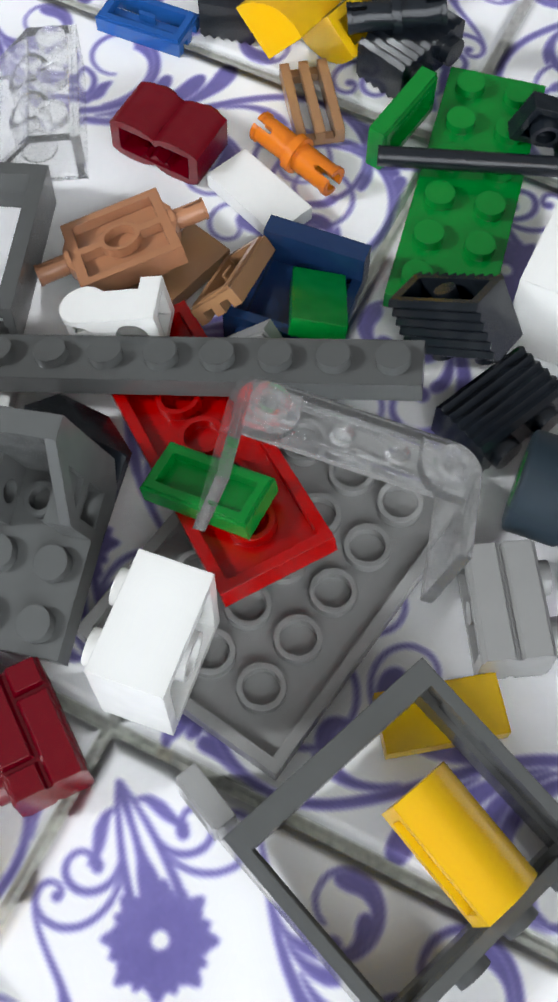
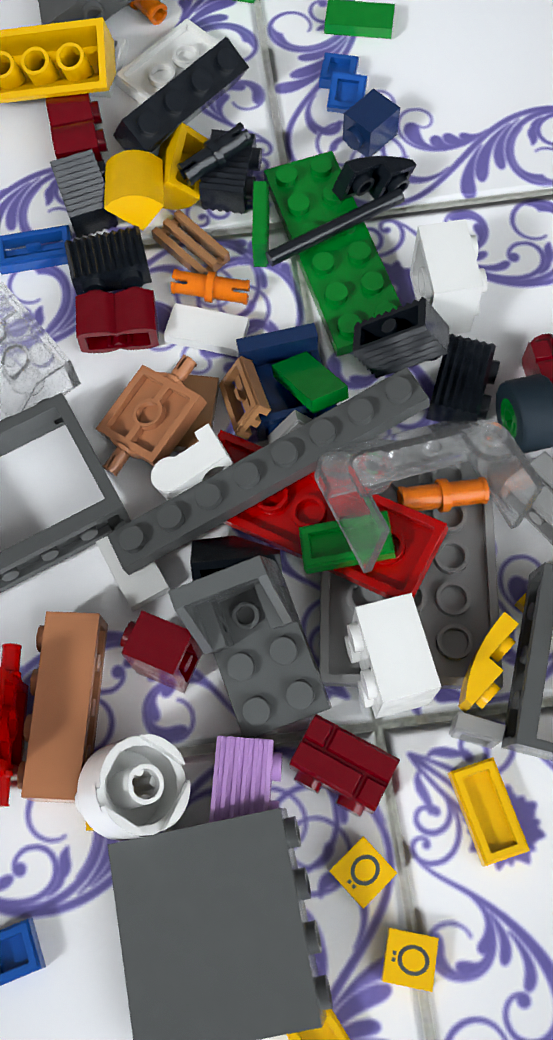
camera: 30 degrees left, 5 degrees up
(152, 908) = (488, 812): none -> yellow tile
(209, 68) = (108, 261): none -> black brick
(245, 739) = (482, 671): none -> yellow slope
(369, 513) = (444, 494): none -> orange pin

